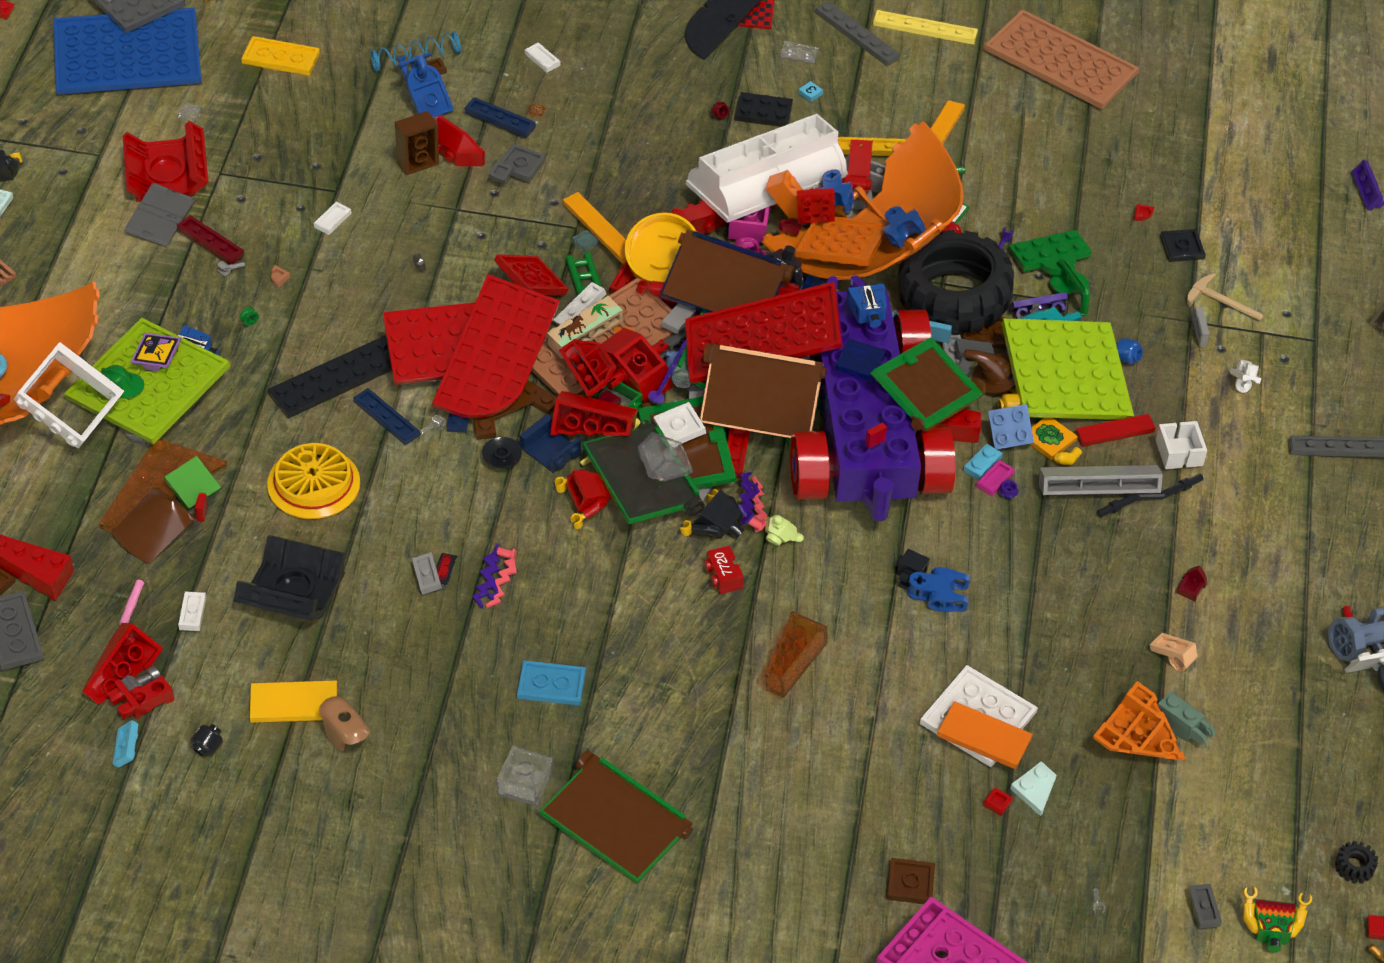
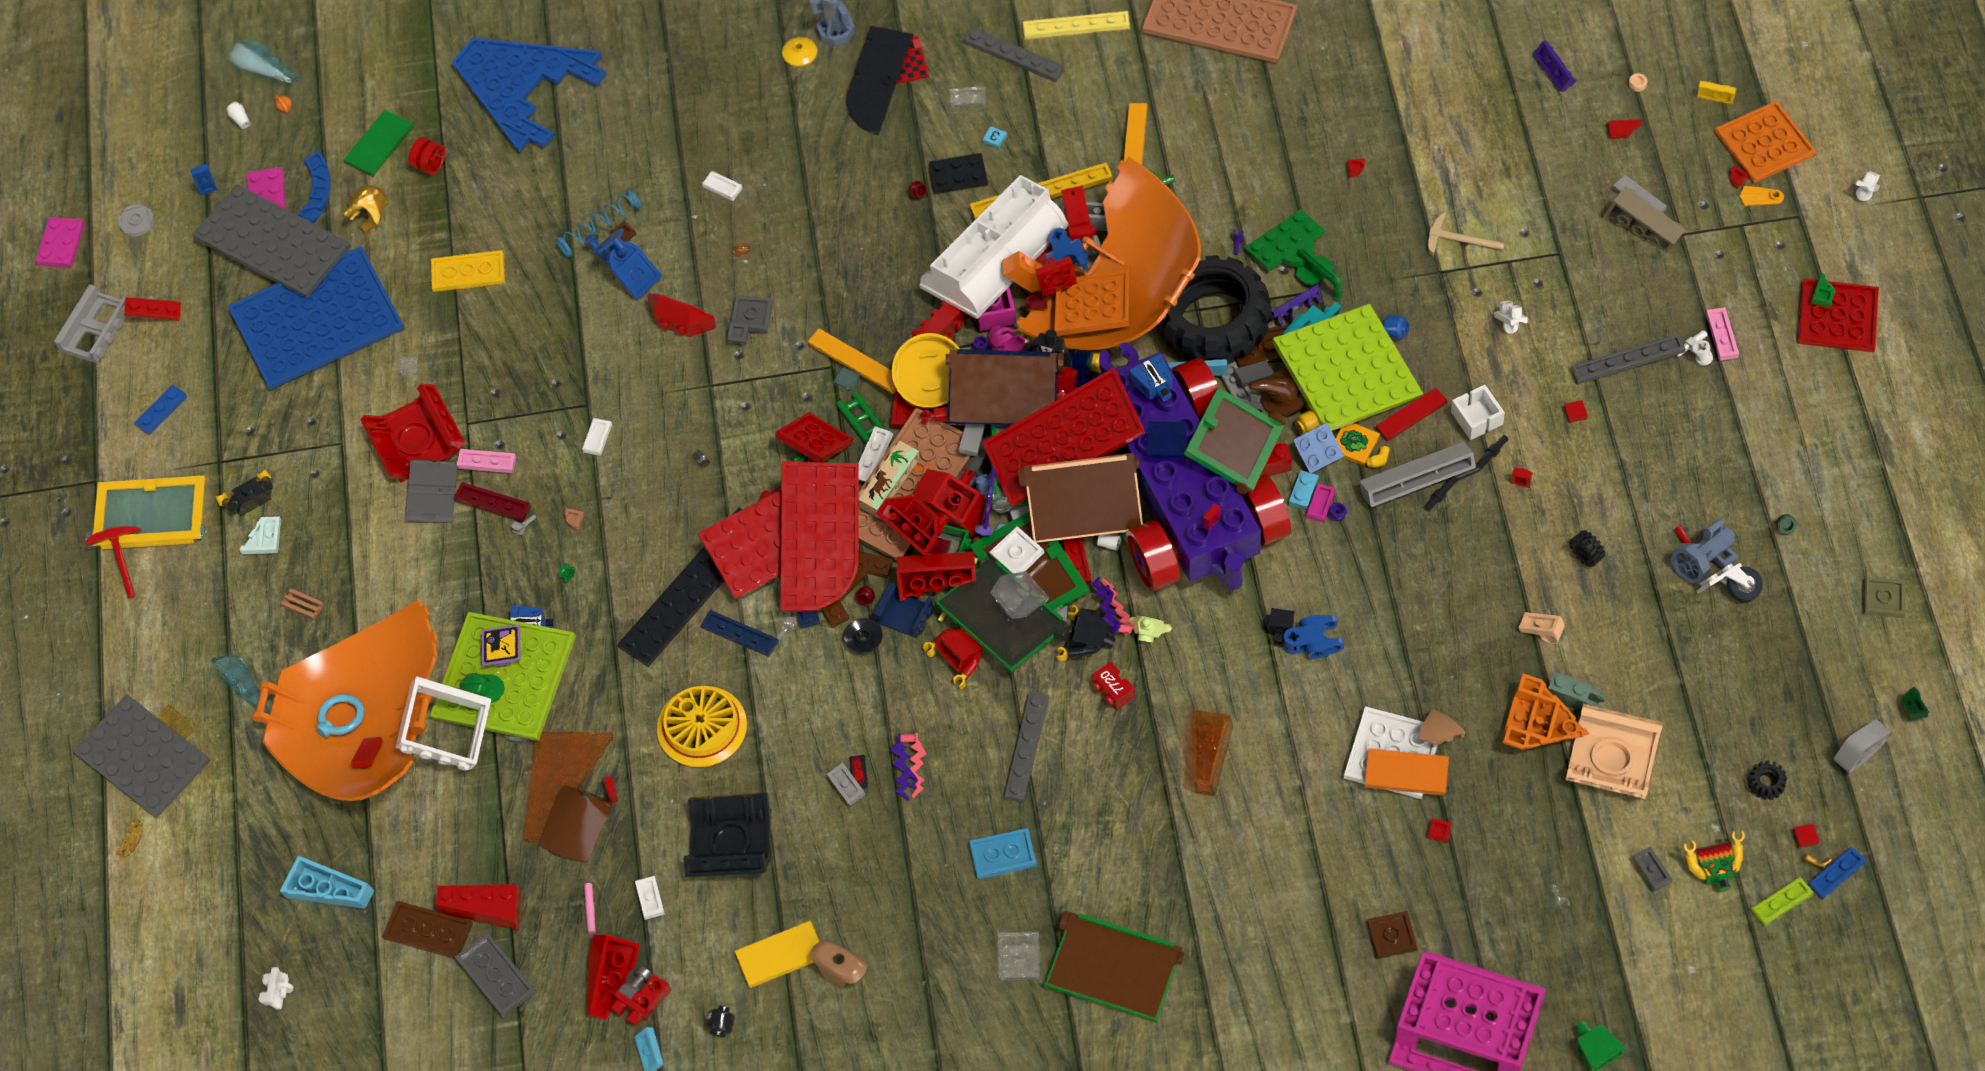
camera: 10 degrees left, 10 degrees up
(190, 481) = (591, 767): bright green tile -> none
(221, 206) = (486, 461): none -> bright pink plate
(417, 143) = (647, 331): reddish brown brick -> none
(500, 117) = (710, 269): dark blue plate -> none
(519, 420) = (865, 595): none -> dark red plate
(616, 598) = (1026, 747): none -> dark grey plate
(774, 445) = (1109, 541): none -> white piece
(902, 225) = (1145, 271): blue piece -> none
(1033, 706) = (1439, 728): none -> medium nougat slope
(1035, 787) = (1467, 804): light aqua wing -> none
(1182, 245) = (1404, 191): black tile -> none
(1192, 583) = (1535, 551): dark red tile -> none
(1200, 326) = (1452, 276): light grey tile -> none
(1203, 515) = (1521, 477): none -> red plate
(1207, 786) = (1616, 751): none -> light nougat panel
(1246, 594) = (1587, 548): none -> black tyre
(1280, 476) = (1575, 411): none -> red tile

